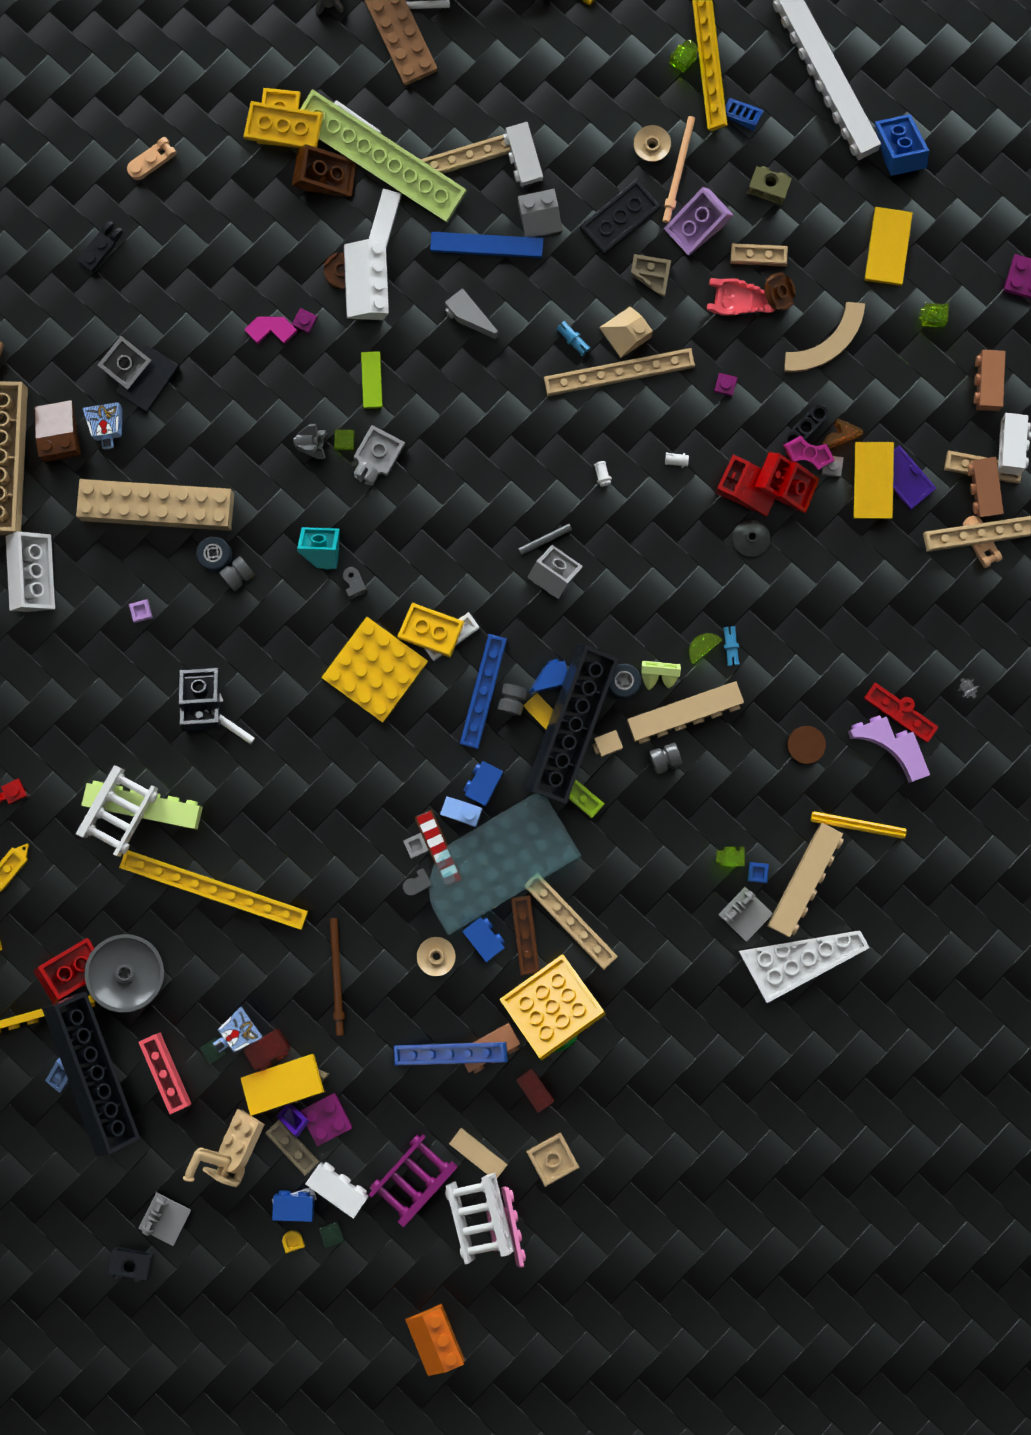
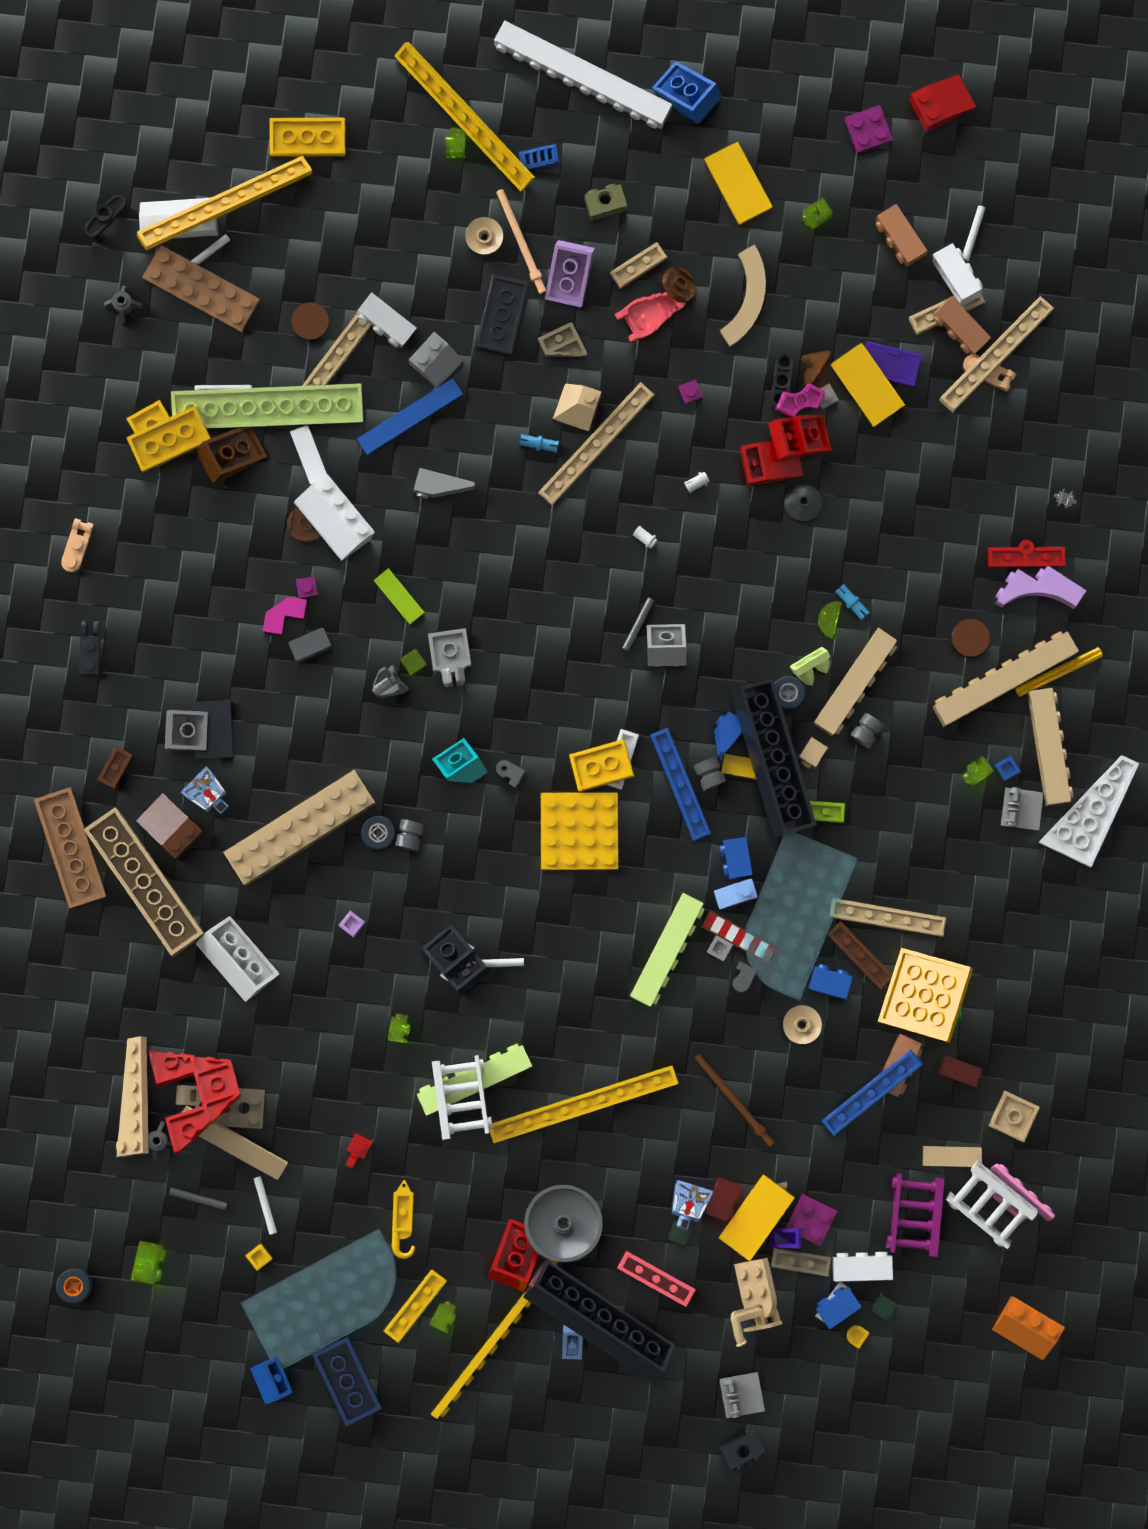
camera: 45 degrees left, 0 degrees up
(49, 353) = (115, 767): none -> reddish brown plate
(113, 721) = (399, 1028): none -> clear neon green brick
(273, 368) = (310, 645): none -> dark grey panel
(371, 816) = (666, 950): none -> yellowish green brick
(464, 114) = (310, 321): none -> reddish brown tile
(811, 799) = (1005, 679): none -> tan brick

